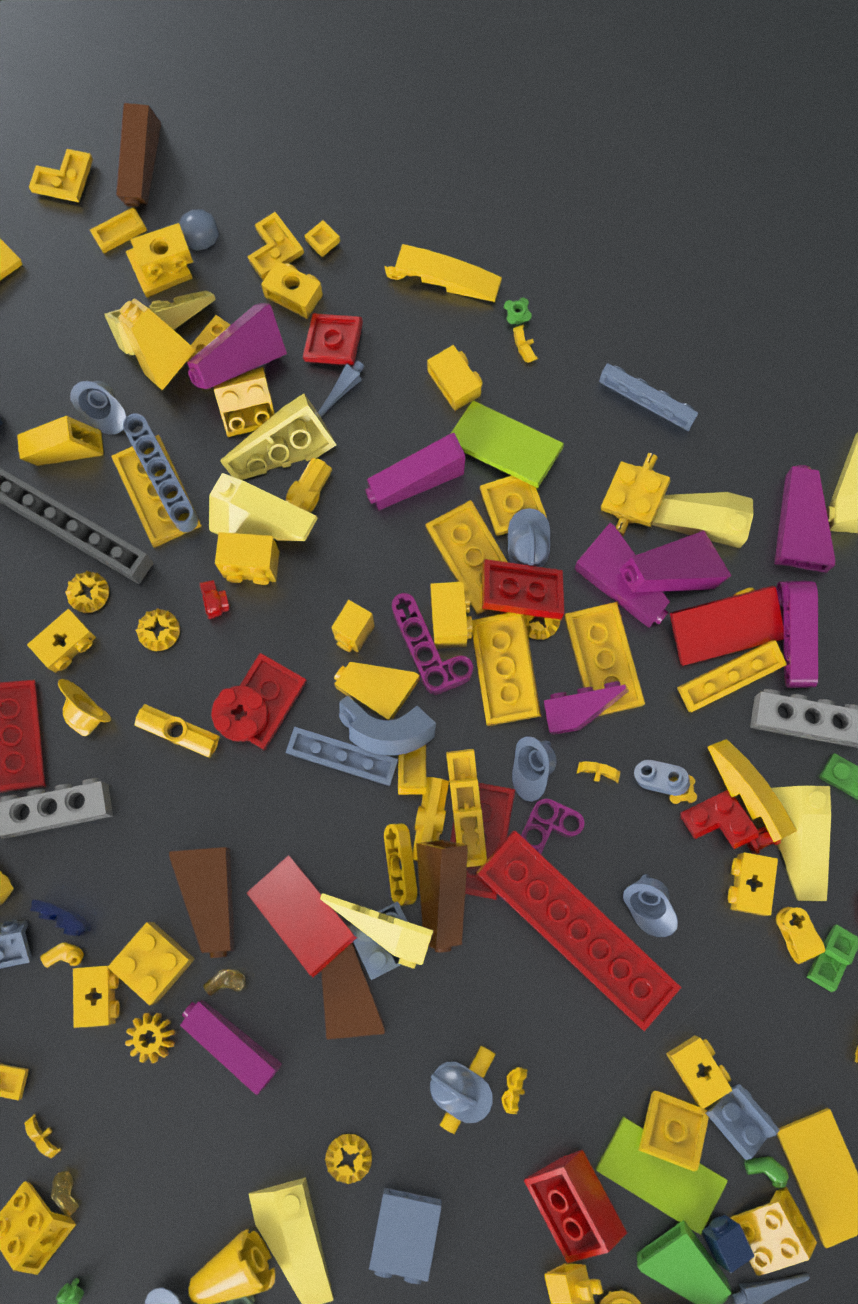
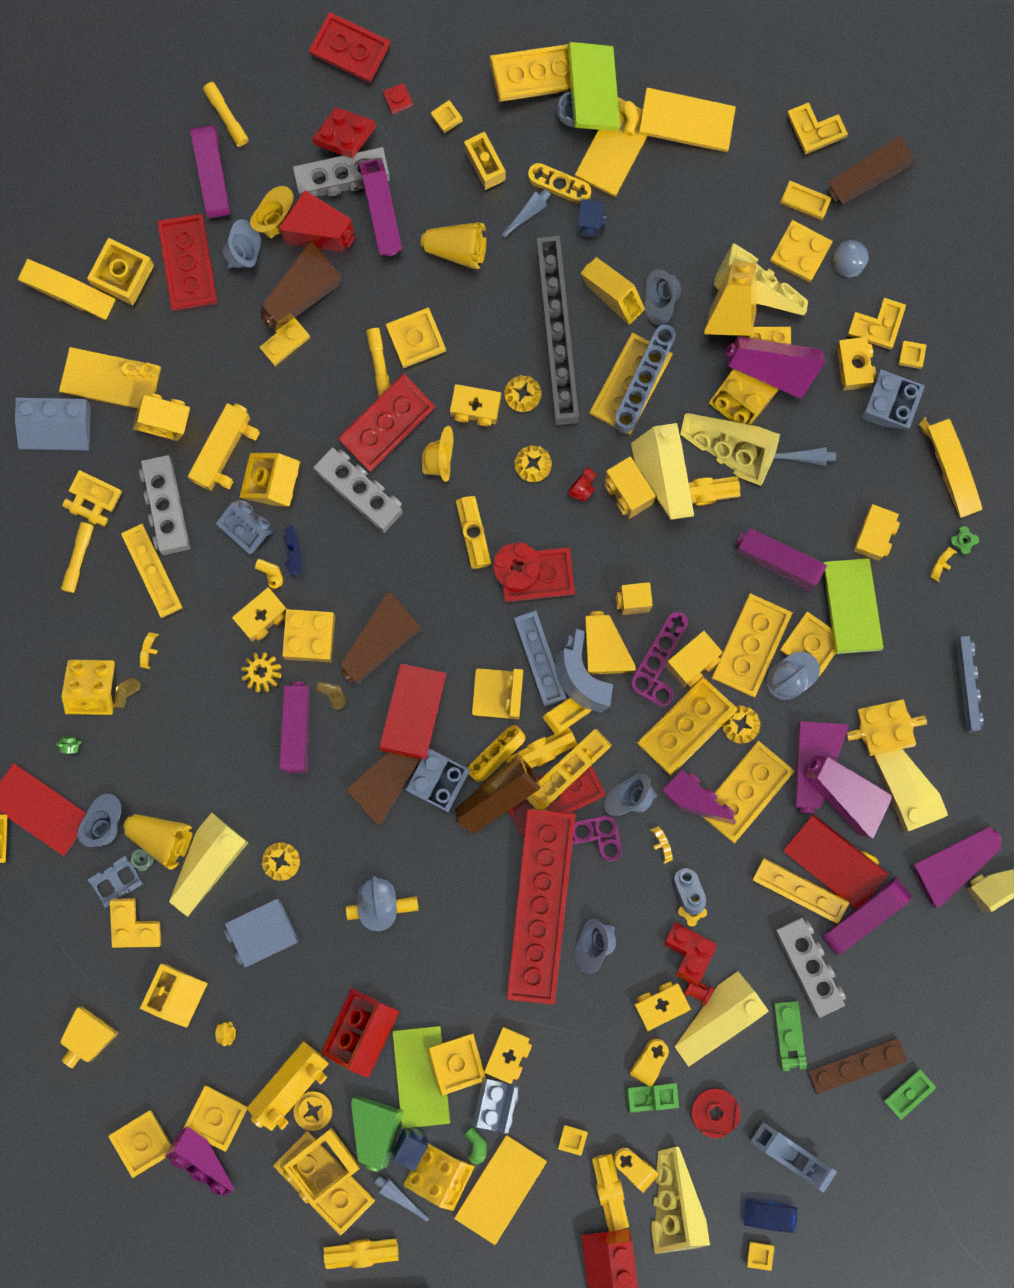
camera: 50 degrees right, 5 degrees up
(150, 245) = (805, 237): yellow brick -> none
(333, 339) = (839, 422): red plate -> none
(344, 820) = (497, 693): none -> yellow bracket
(349, 280) = (892, 401): none -> sand blue slope
(395, 935) = (446, 782): light yellow wedge -> none
(515, 1083) = (398, 940): yellow piece -> none
(522, 589) = (751, 697): red plate -> none
(756, 793) = (727, 963): yellow slope -> none
(825, 1067) = (572, 1140): none -> yellow plate

